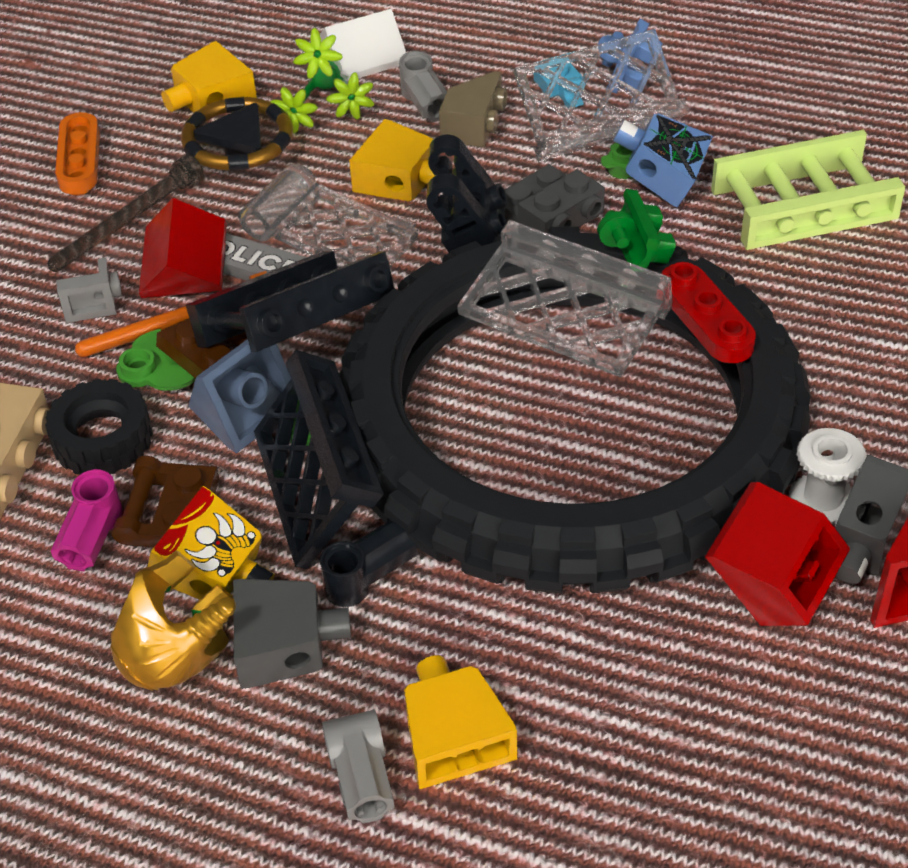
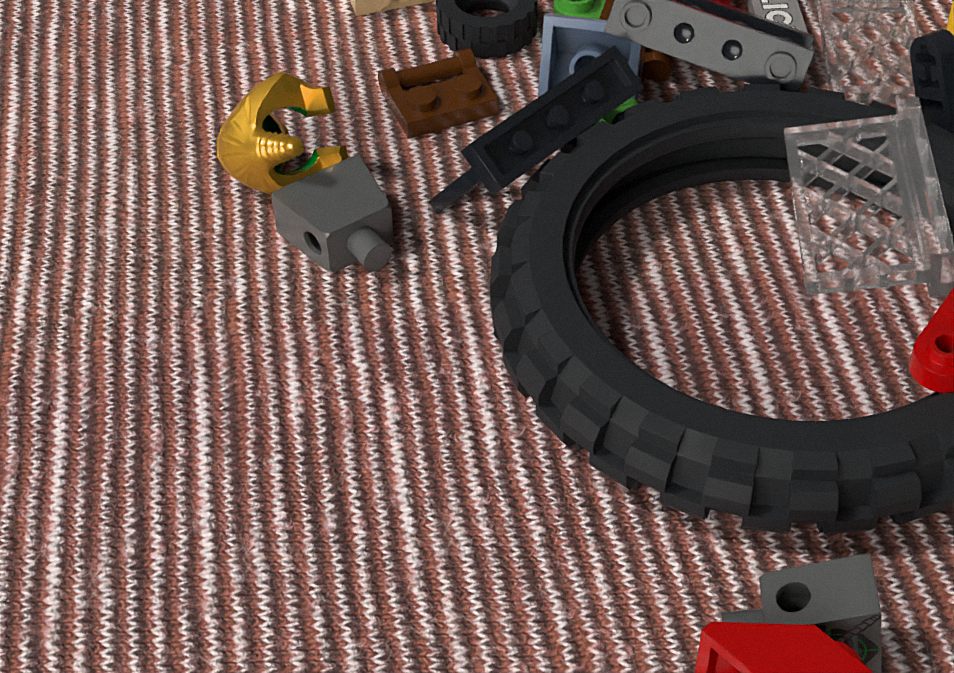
camera: 60 degrees right, 0 degrees up
(88, 520) = (394, 45): dark pink piece -> none
(217, 544) = (389, 129): torso -> none
(354, 566) = (442, 236): black piece -> none
(357, 754) = (239, 322): light grey piece -> none
(455, 723) = (306, 376): yellow torso -> none
(777, 556) = (677, 539): red slope -> none
(827, 475) = (842, 531): white hose -> none

